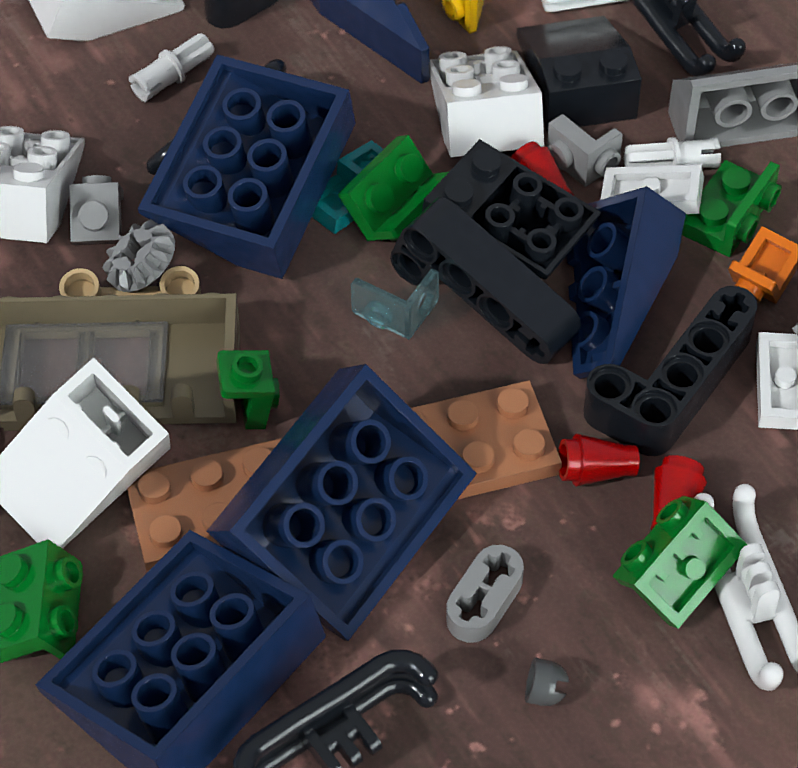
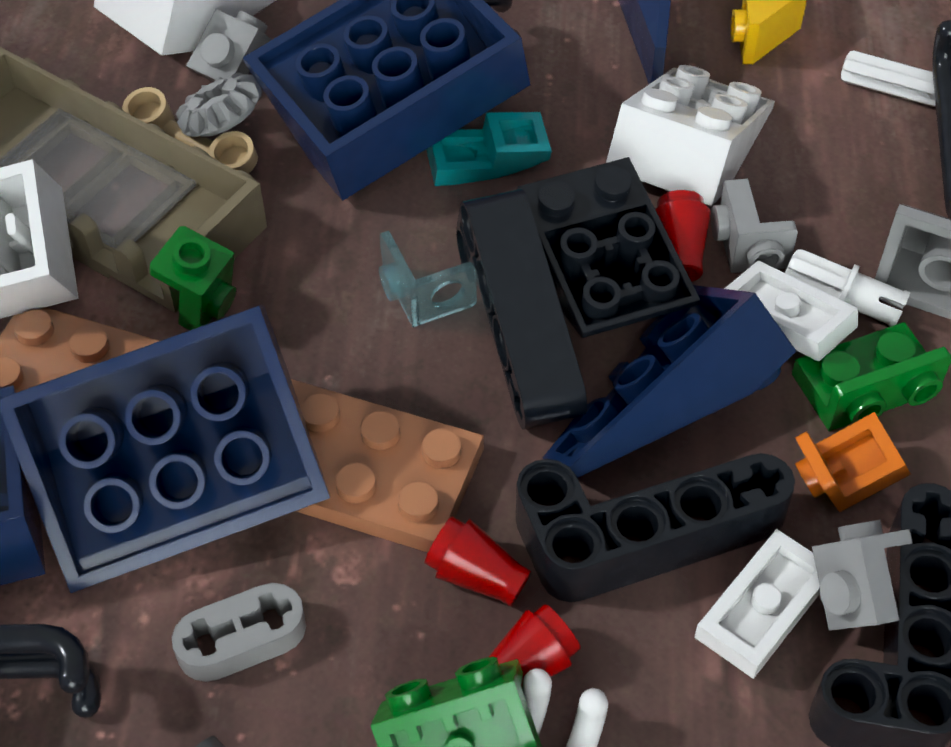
camera: 35 degrees right, 0 degrees up
(390, 190) = (509, 158): green bracket -> none
(582, 71) = (817, 153): black slope -> none

